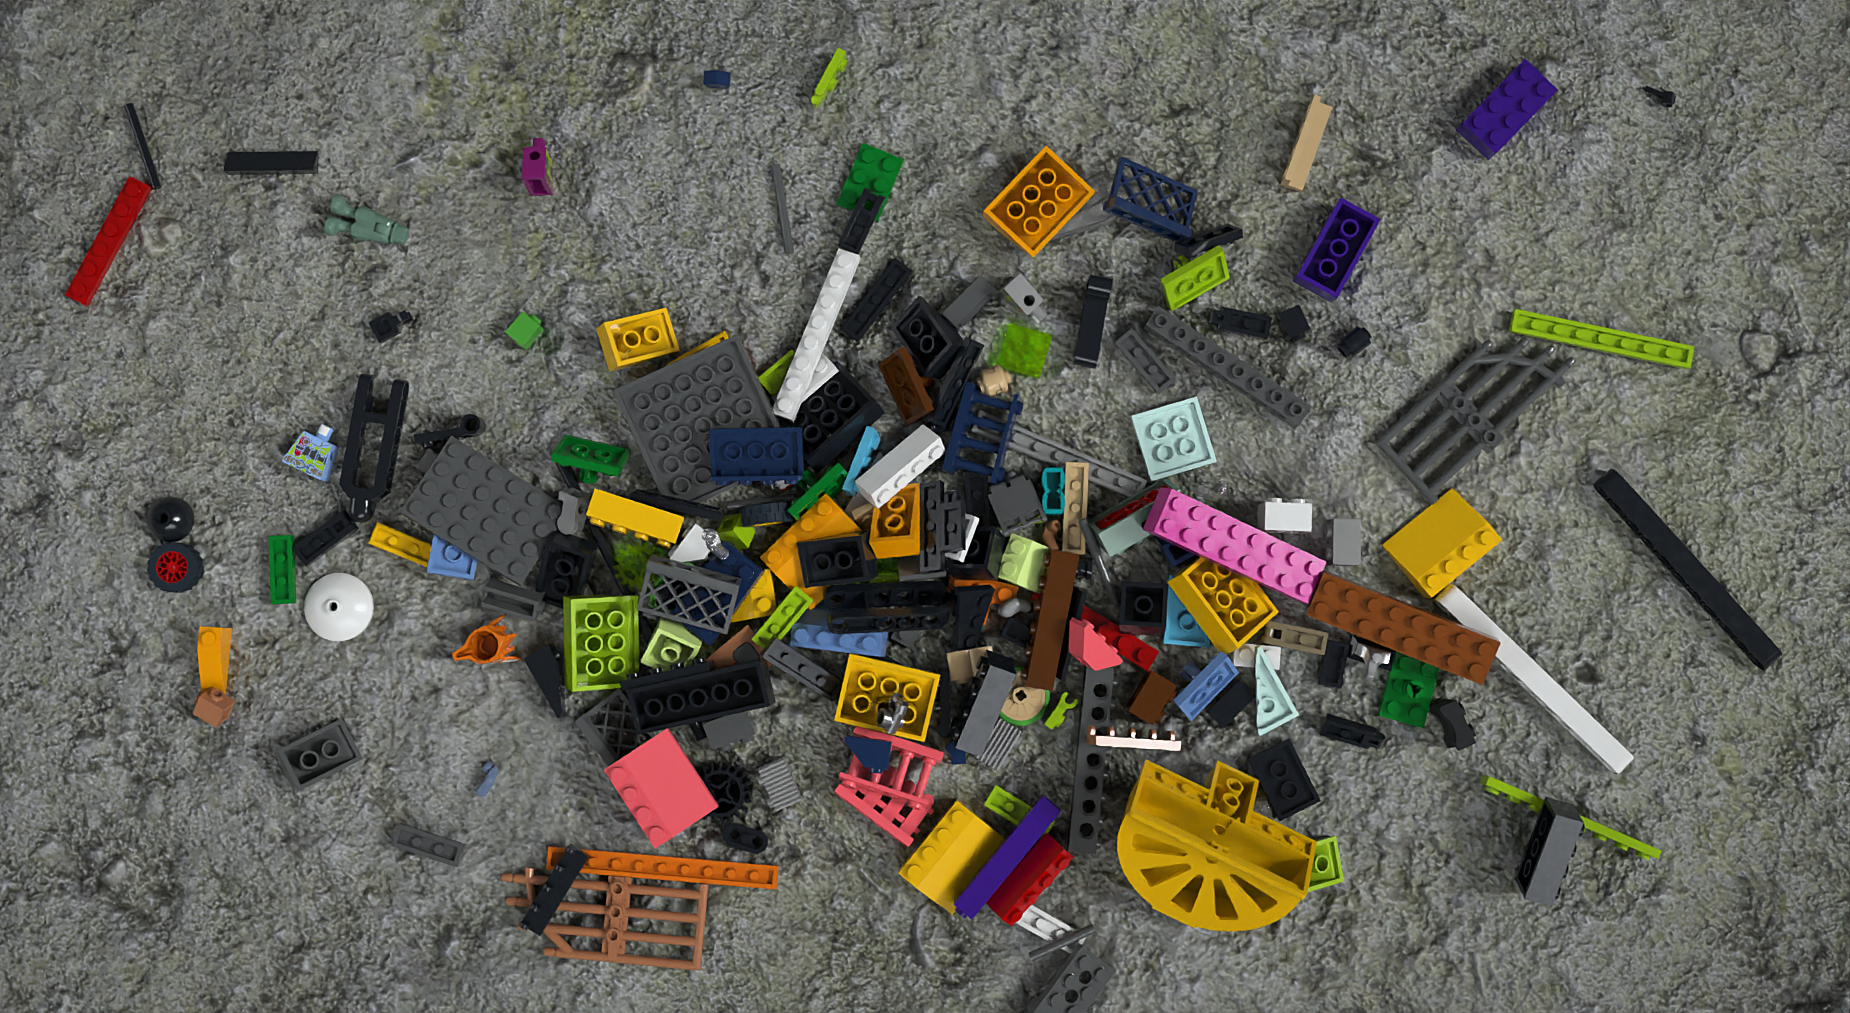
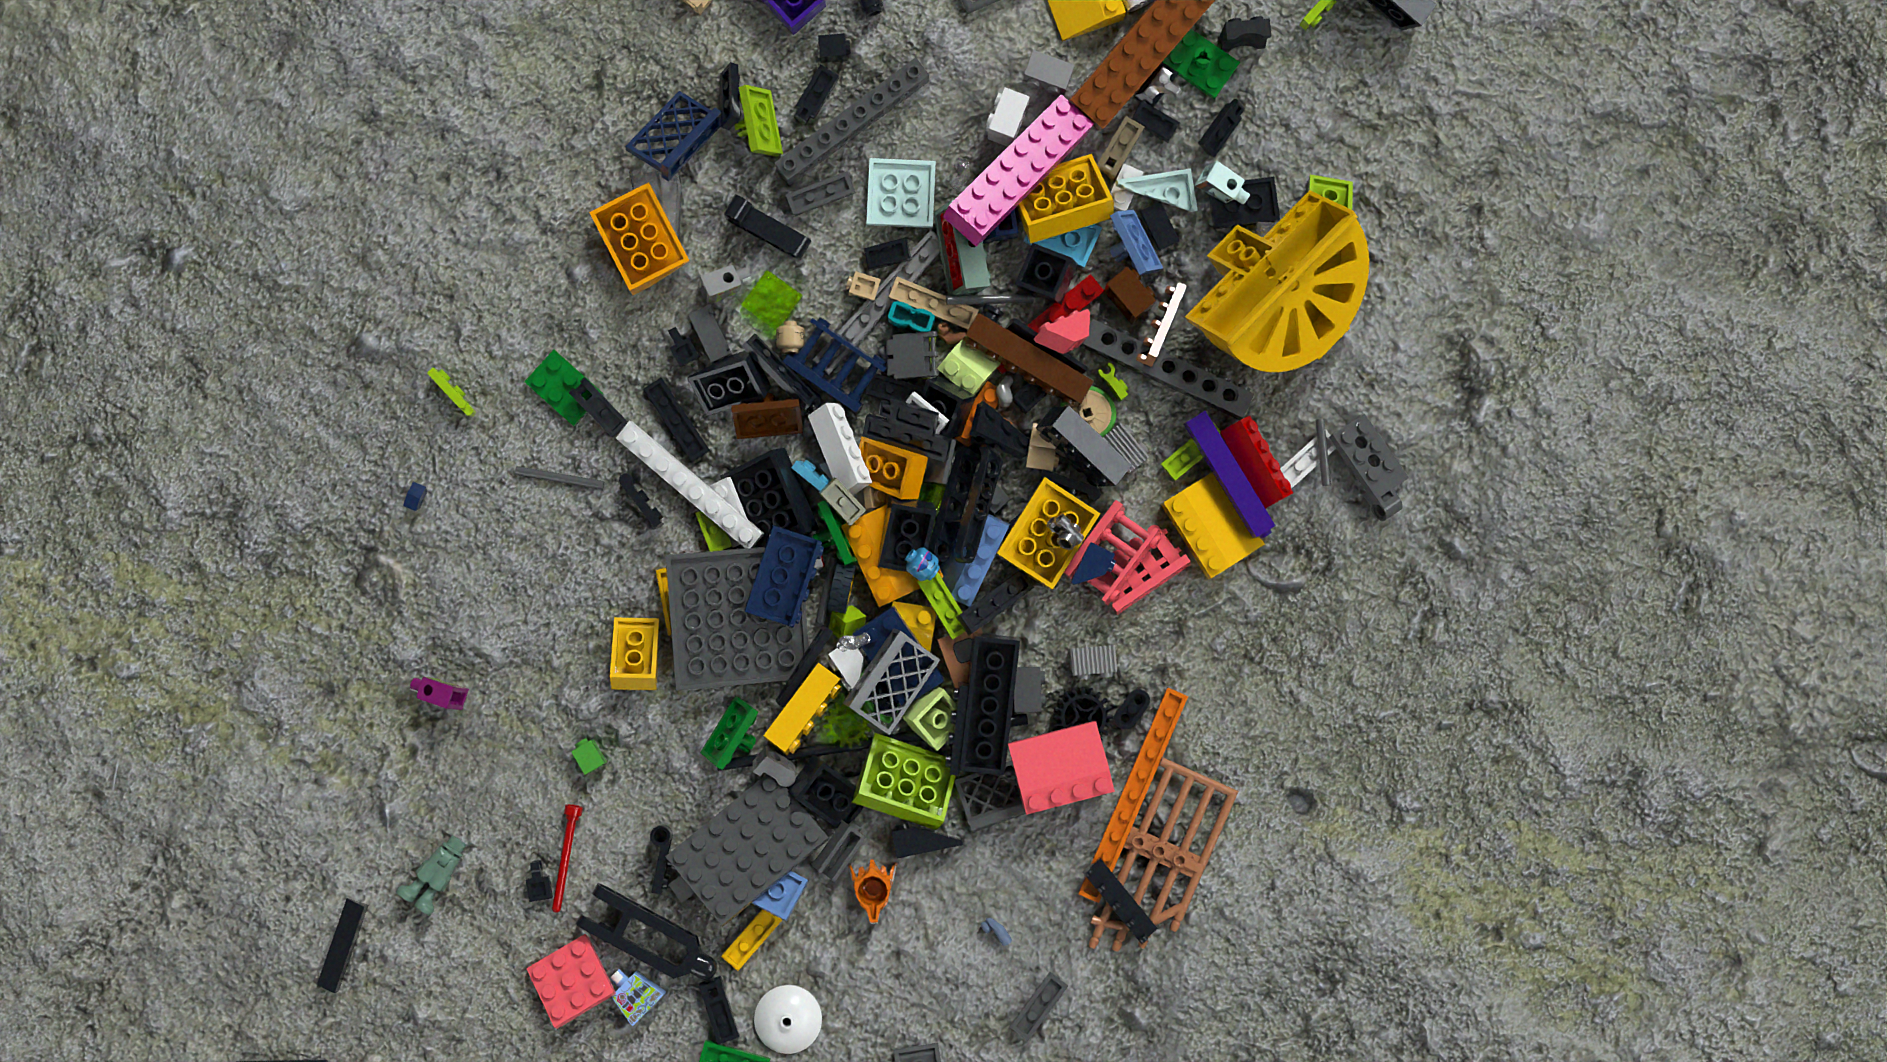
camera: 80 degrees left, 0 degrees up
(306, 388) = (571, 981): none -> coral plate
(466, 333) = (572, 815): none -> red piece
(786, 293) = (641, 499): none -> black plate
(812, 584) = (922, 564): none -> dark azure head
(848, 486) = (842, 501): none -> plate
(945, 283) = (683, 349): none -> black plate
(957, 755) = (1122, 489): dark blue piece -> none
(1068, 433) = (863, 286): none -> tan bracket
(1108, 446) = (887, 254): none -> black plate
(1296, 743) = (1222, 183): none -> light aqua torso

